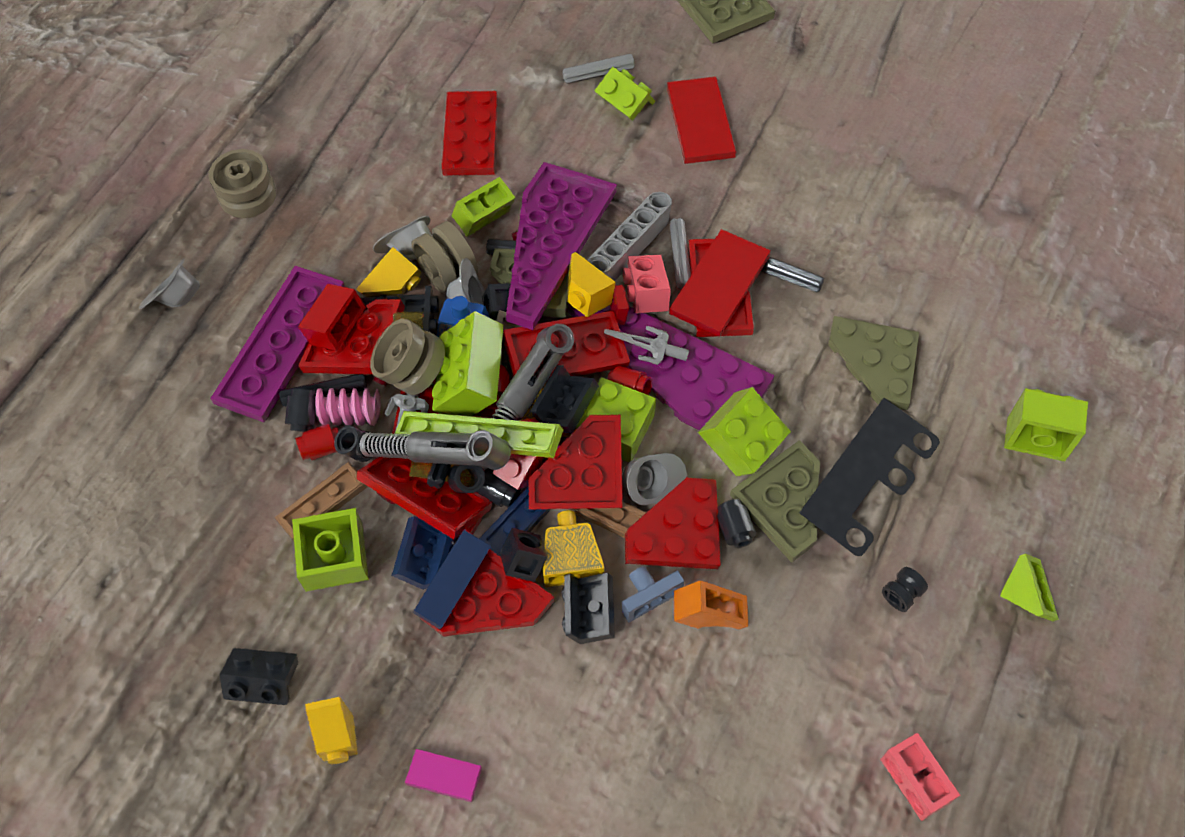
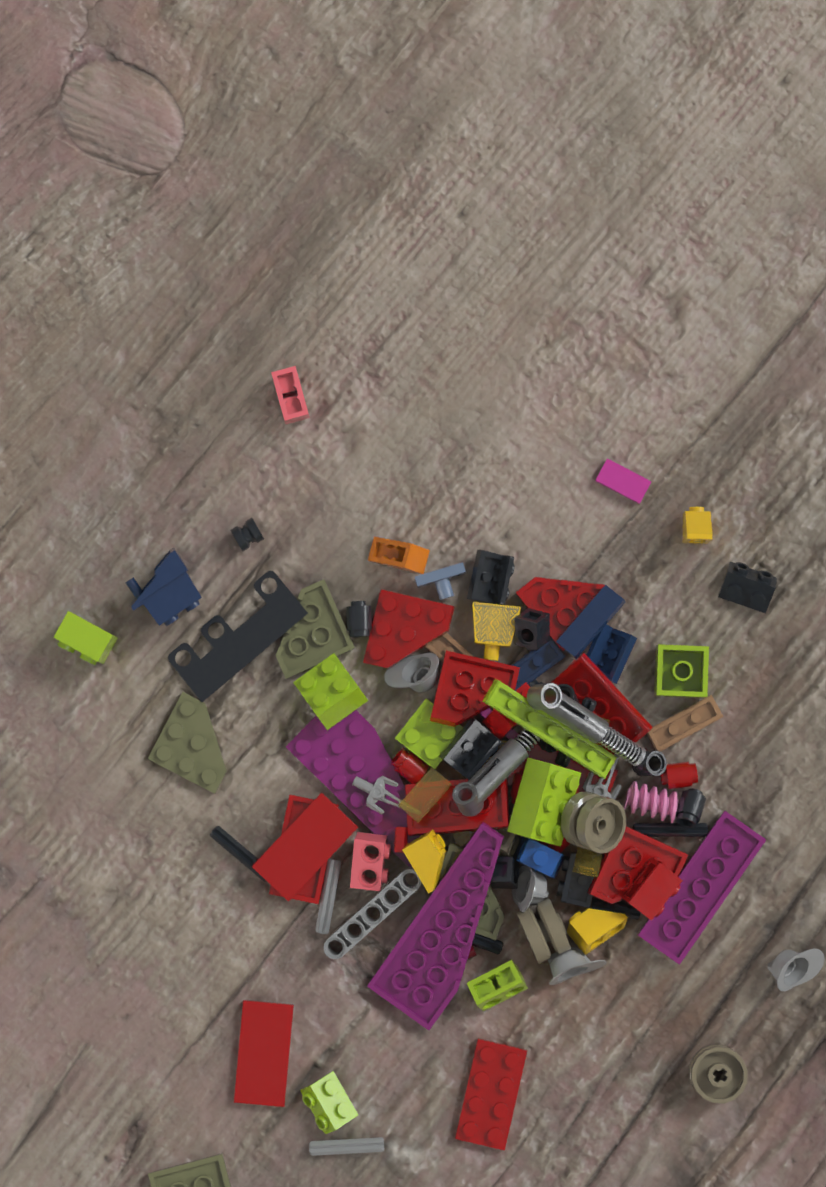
camera: 165 degrees left, 25 degrees up
(605, 347) = (424, 795): none -> clear yellow tile
(973, 494) = (167, 590): none -> dark blue piece
(1029, 588) = (150, 512): lime slope -> none

